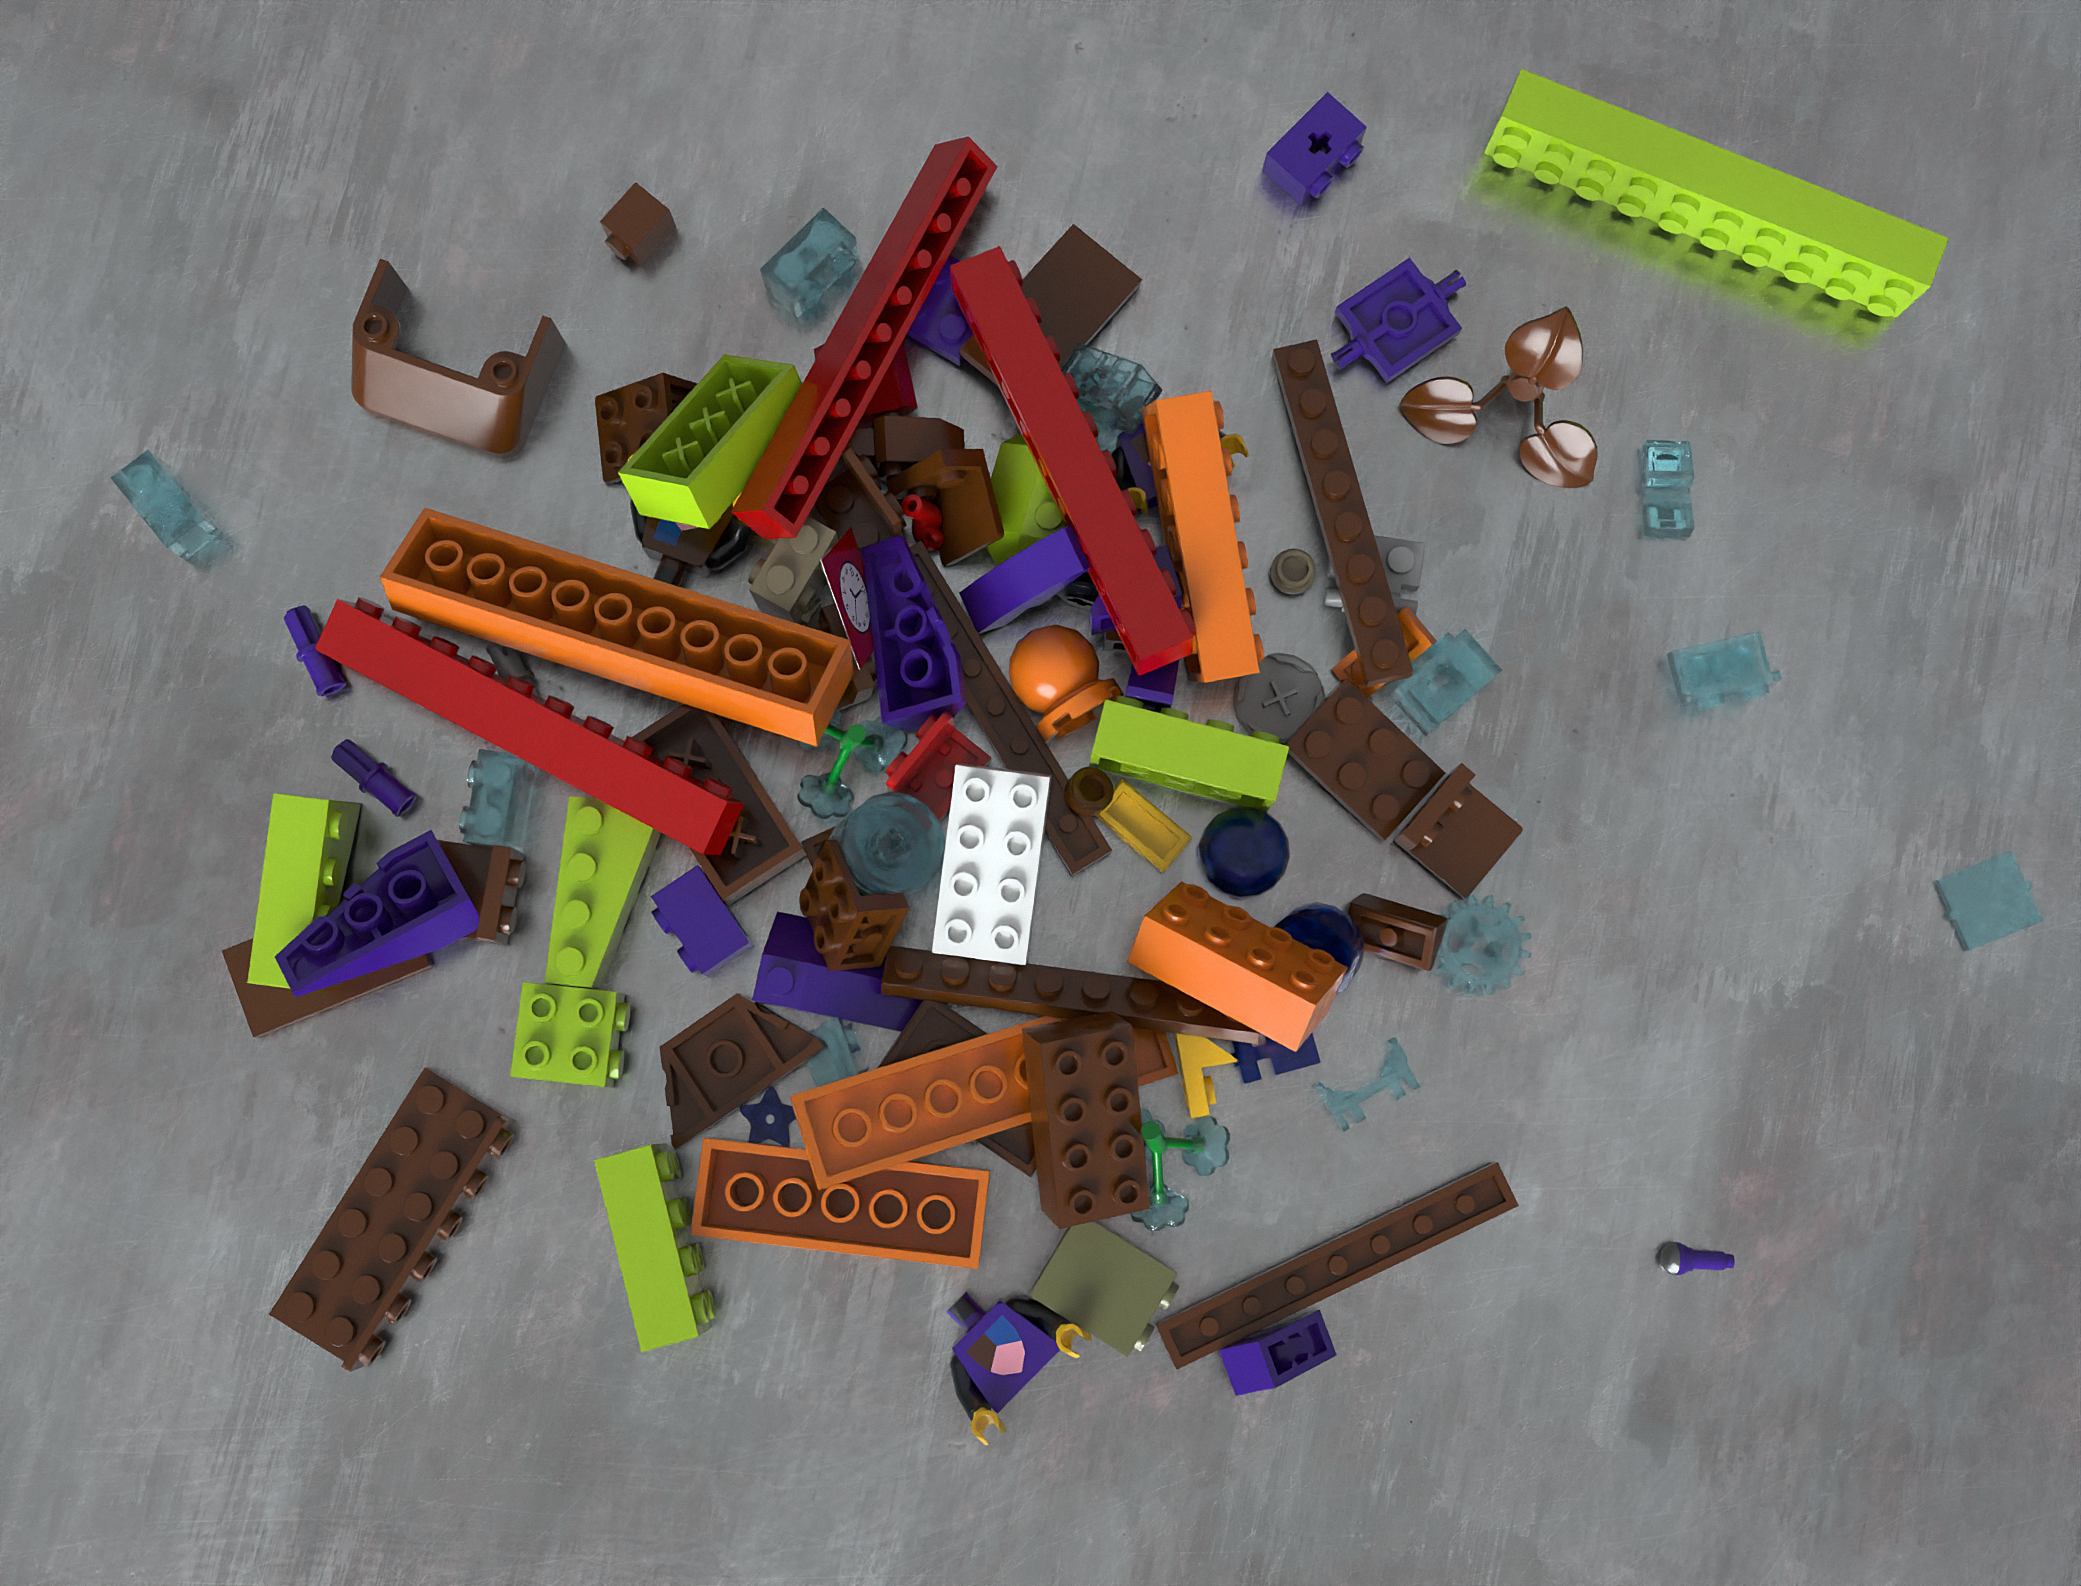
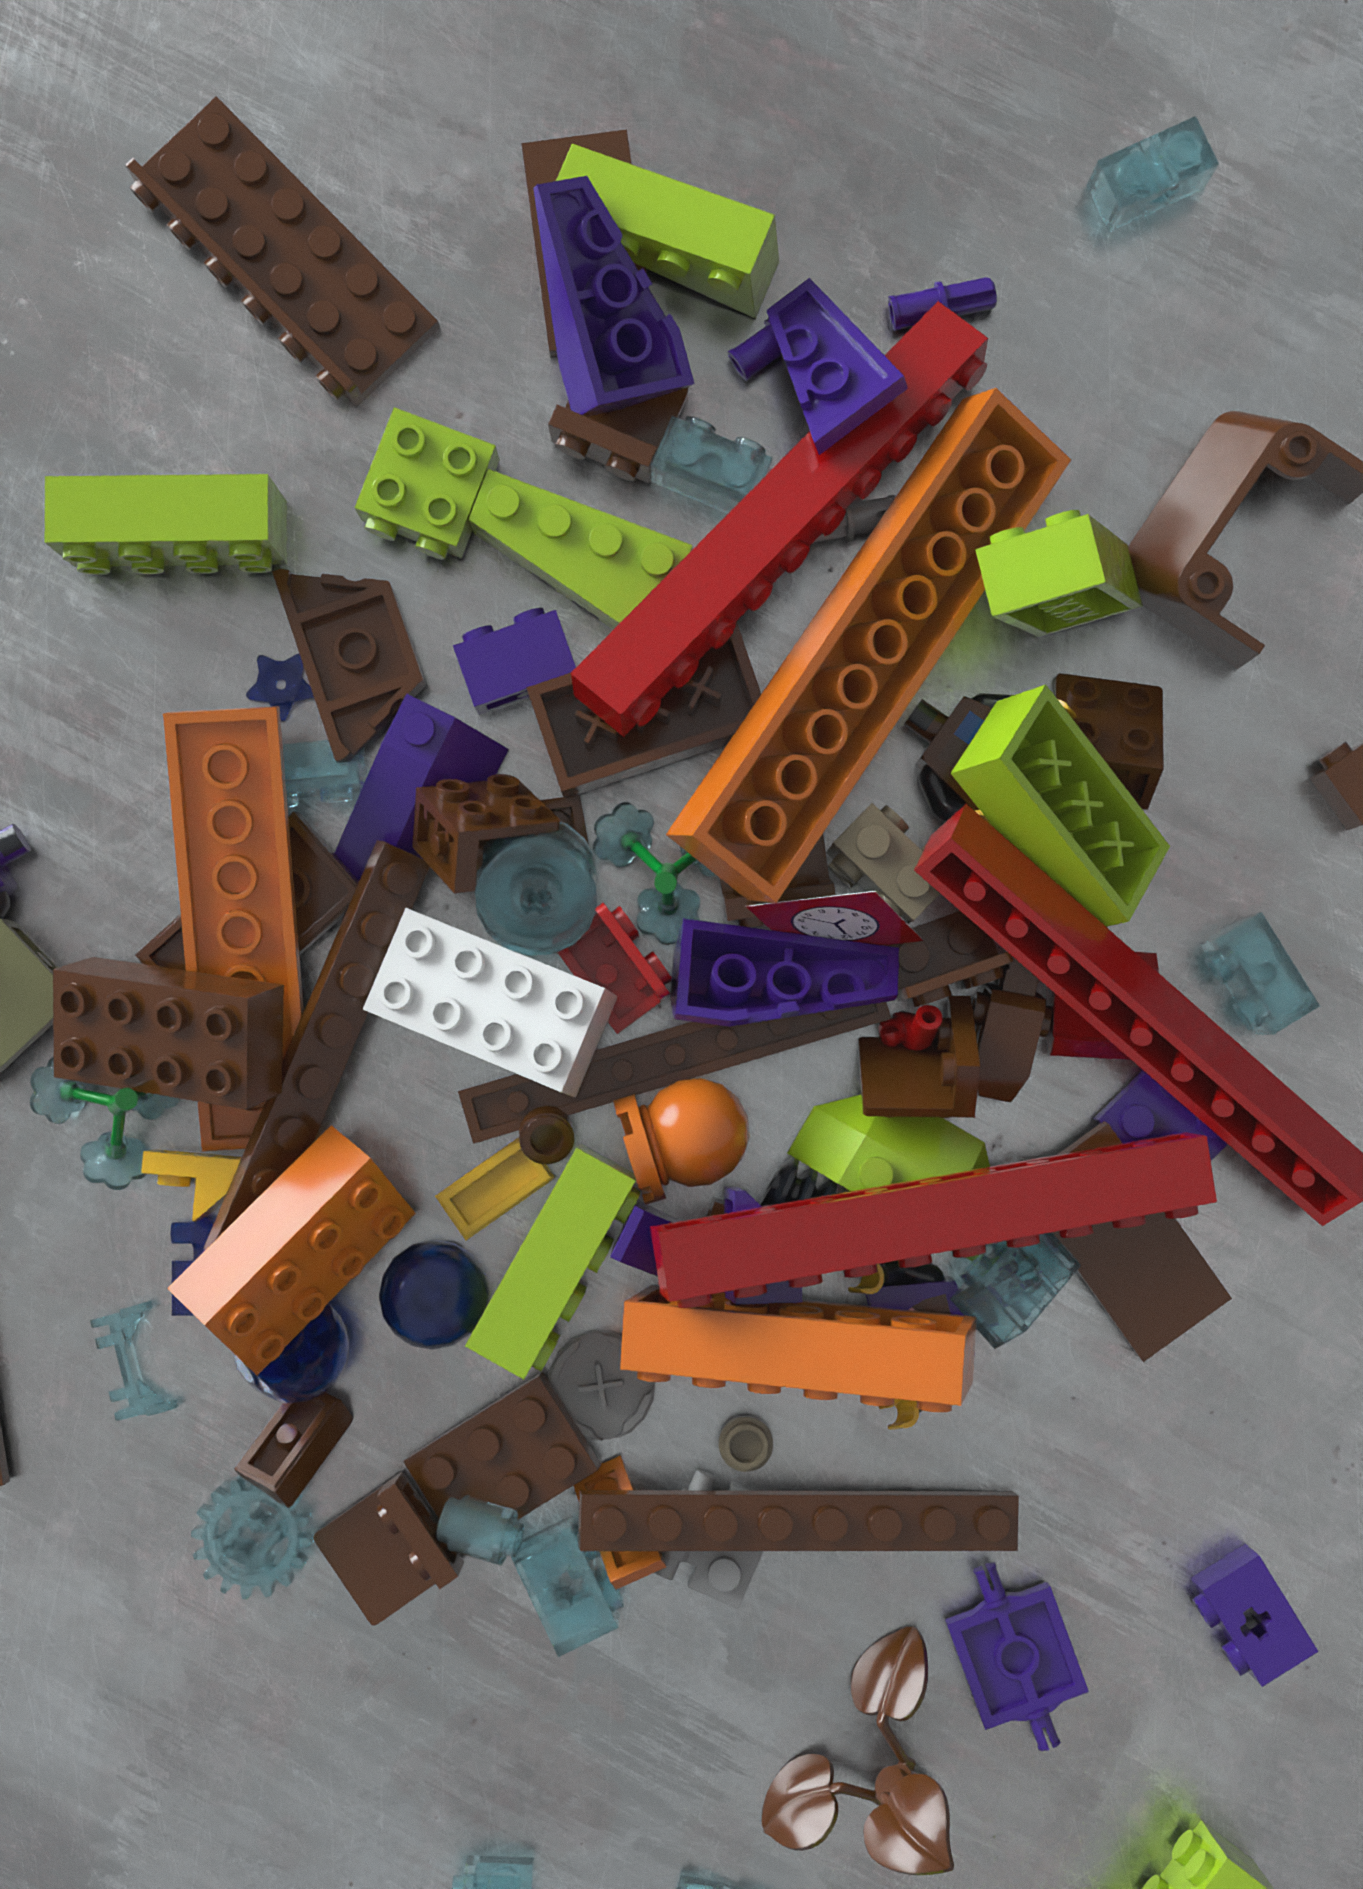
camera: 105 degrees right, 5 degrees up
(389, 718) = (831, 364): none -> dark purple wing
(525, 485) = (1058, 574): none -> lime brick
(894, 1213) = (187, 655): orange brick -> none
(1024, 580) = (806, 1126): dark purple slope -> none
(1419, 756) = (480, 1529): none -> clear light blue brick

